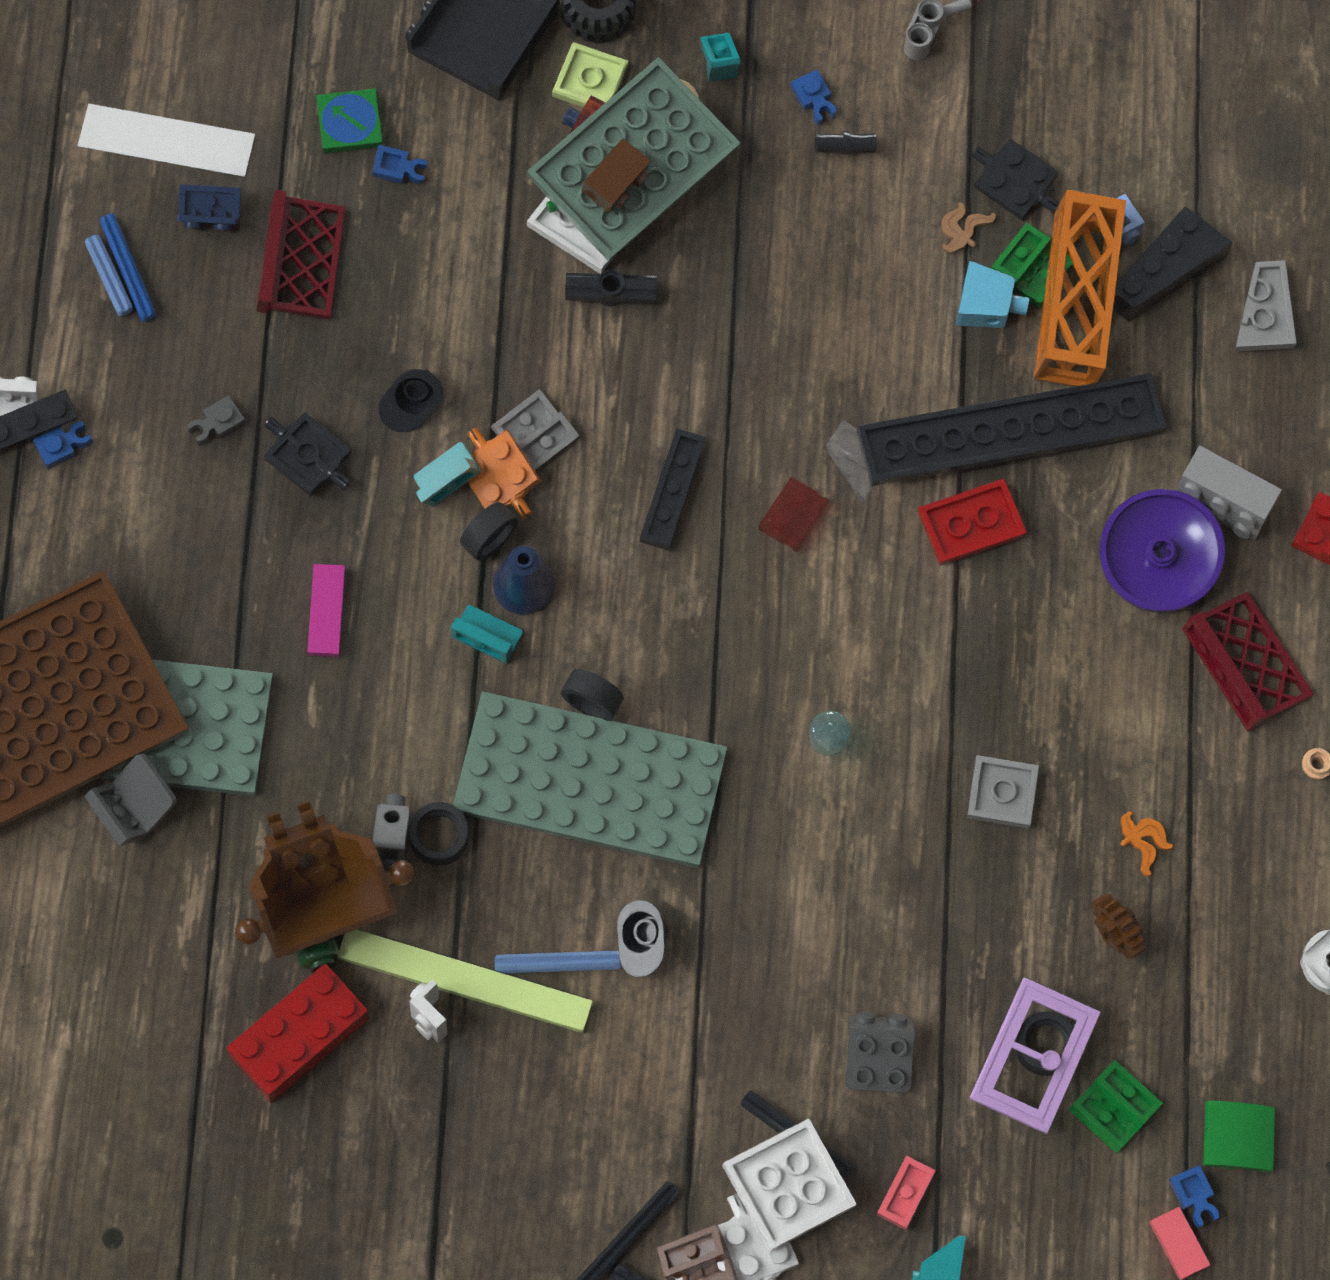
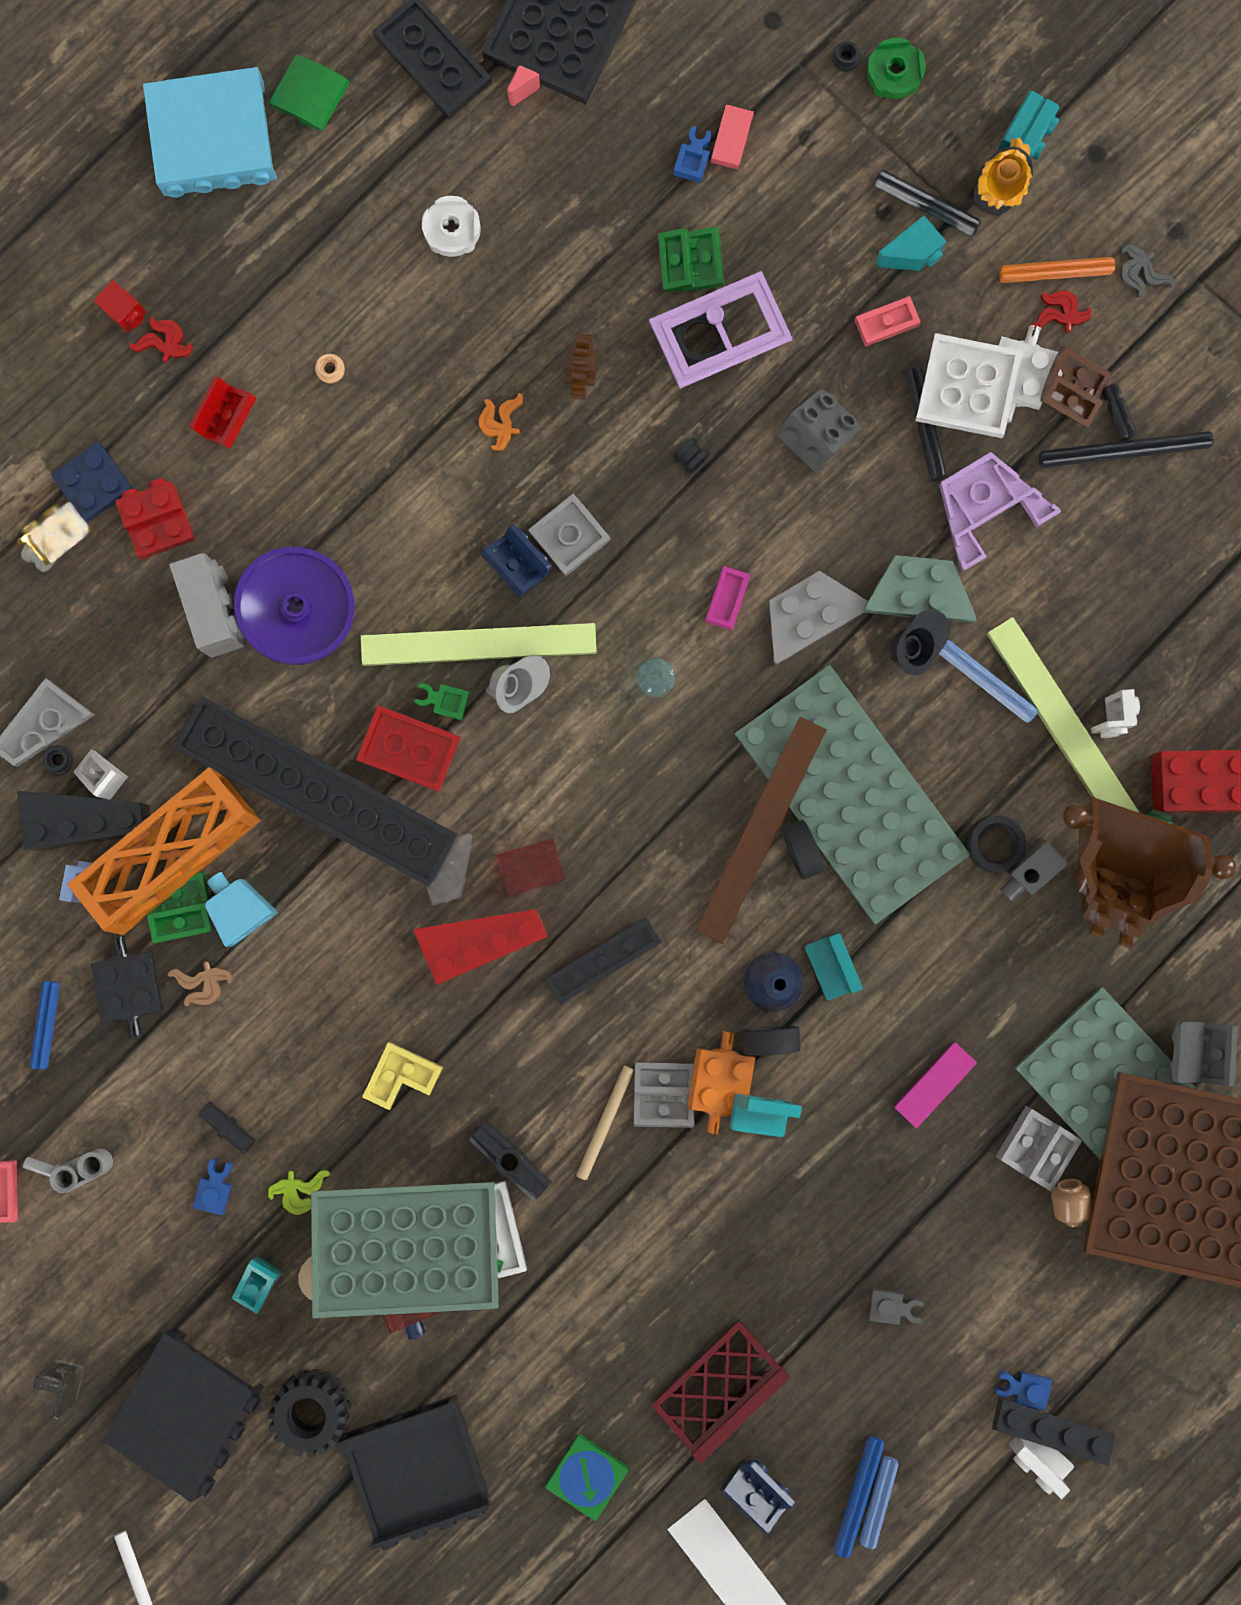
camera: 130 degrees left, 15 degrees up
(143, 605) = (1071, 1202): none -> medium nougat head
(201, 629) = (1038, 1148): none -> light grey slope
(307, 454) = (849, 1221): black plate -> none
(392, 165) = (587, 1408): blue plate -> none
(410, 400) = (738, 1198): black piece -> none
(562, 375) = (605, 1122): none -> tan bar
(588, 74) = (370, 1353): yellowish green tile -> none
(616, 176) = (434, 1242): reddish brown brick -> none
(638, 687) = (761, 829): none -> reddish brown tile
(679, 989) = (920, 585): none -> sand green wing
(697, 1112) = (980, 495): none -> lavender wing
(751, 895) = (810, 613): none -> light grey wing
(756, 287) = (400, 1067): none -> light yellow plate
(757, 141) = (289, 1187): none -> lime piece
(785, 417) = (472, 943): none -> red wedge
(830, 851) = (727, 598): none -> dark pink tile
(933, 637) = (519, 683): none -> light grey piece
(964, 938) = (691, 455): none -> black wheel
(976, 583) = (448, 701): none -> green plate
(992, 649) = (478, 644): none -> yellowish green tile
(1024, 733) = (517, 561): none -> dark blue bracket
(1050, 105) = (44, 1025): none -> blue axle
(1185, 308) = (99, 775): none -> white slope
(1224, 669) = (331, 479): dark red fence -> none
(1231, 288) = (50, 756): none -> black plate
(1239, 1136) = (627, 168): green slope -> none

